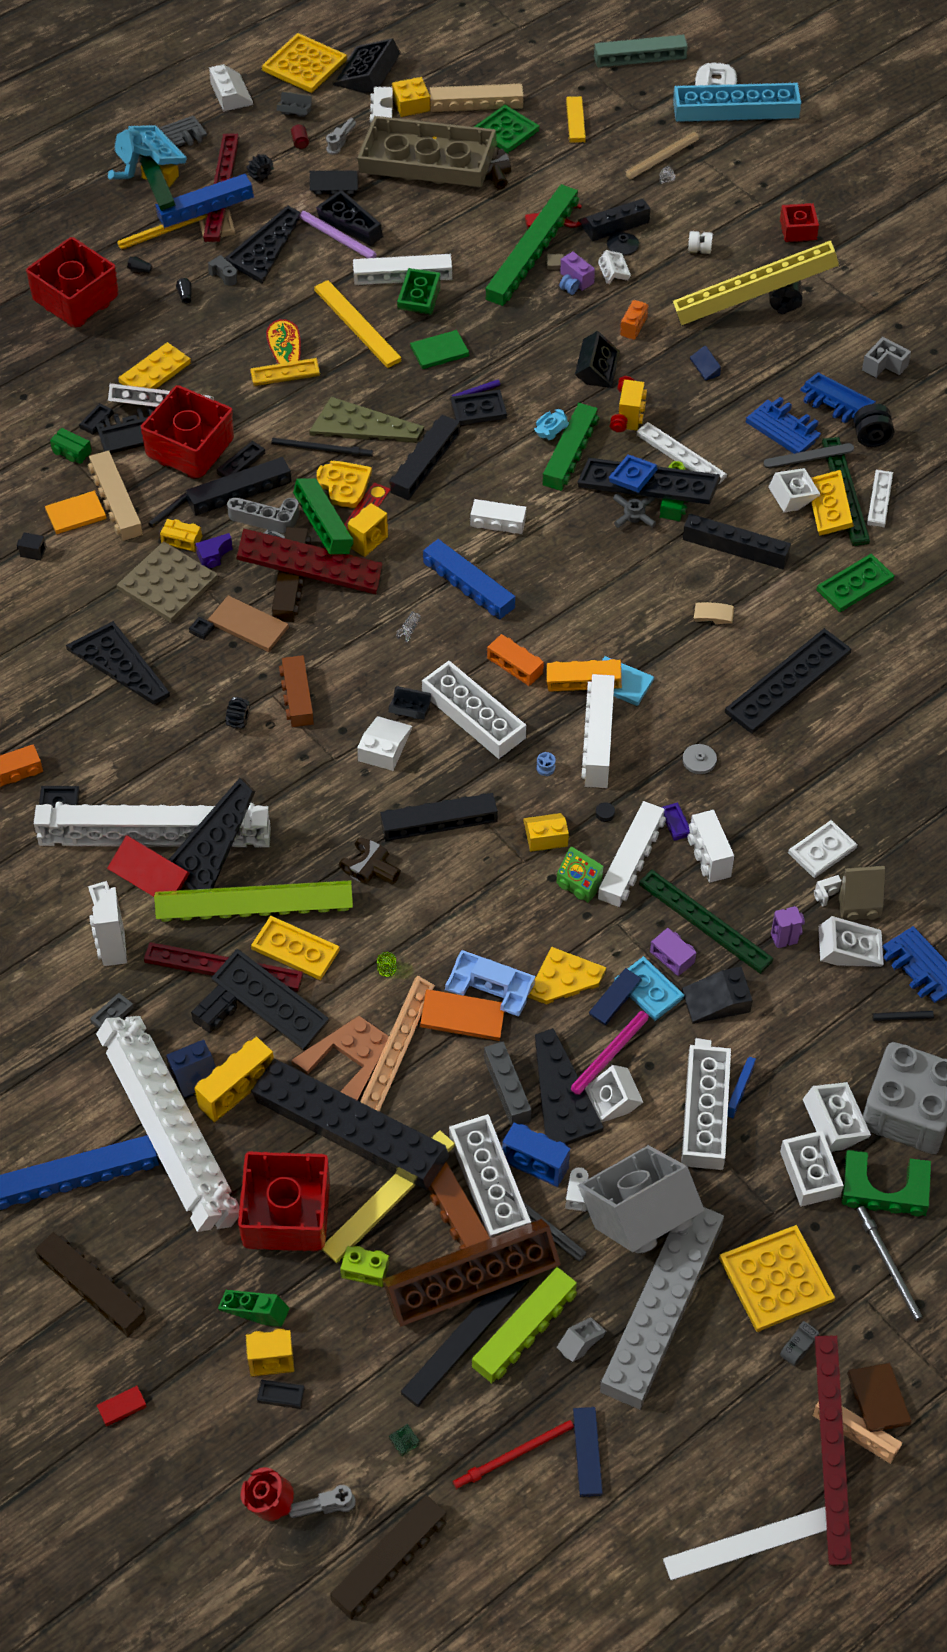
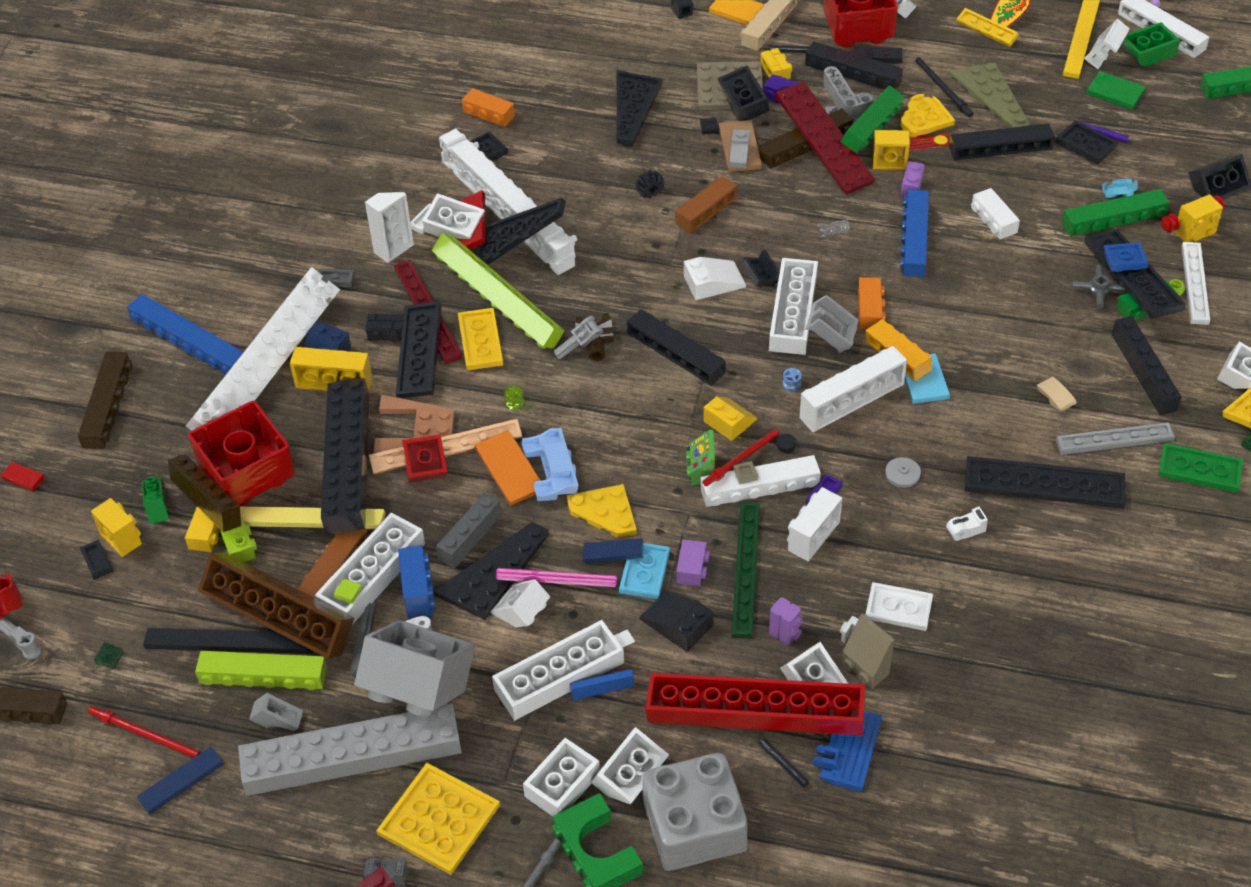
camera: 55 degrees right, 5 degrees down
(138, 878) = (451, 218): none -> white slope
(201, 578) = (744, 94): none -> black slope
(260, 625) = (739, 148): none -> light grey arch
(297, 1257) = (204, 493): none -> dark brown brick
(328, 1284) = (202, 533): none -> yellow brick
(373, 870) = (582, 336): none -> light grey connector
(391, 313) = (1109, 39): none -> white window
(405, 1068) = (424, 458): none -> red brick
(411, 540) = (912, 178): none -> medium lavender brick
(511, 1206) = (348, 591): none -> lime tile
(521, 697) = (832, 323): none -> light grey window
(610, 872) = (719, 473): none -> red bar
(623, 856) = (745, 472): none -> dark tan tile
(782, 611) = (1115, 438): none -> light grey tile
(788, 753) = (968, 525): none -> white leg
(849, 996) = (756, 703): none -> red brick

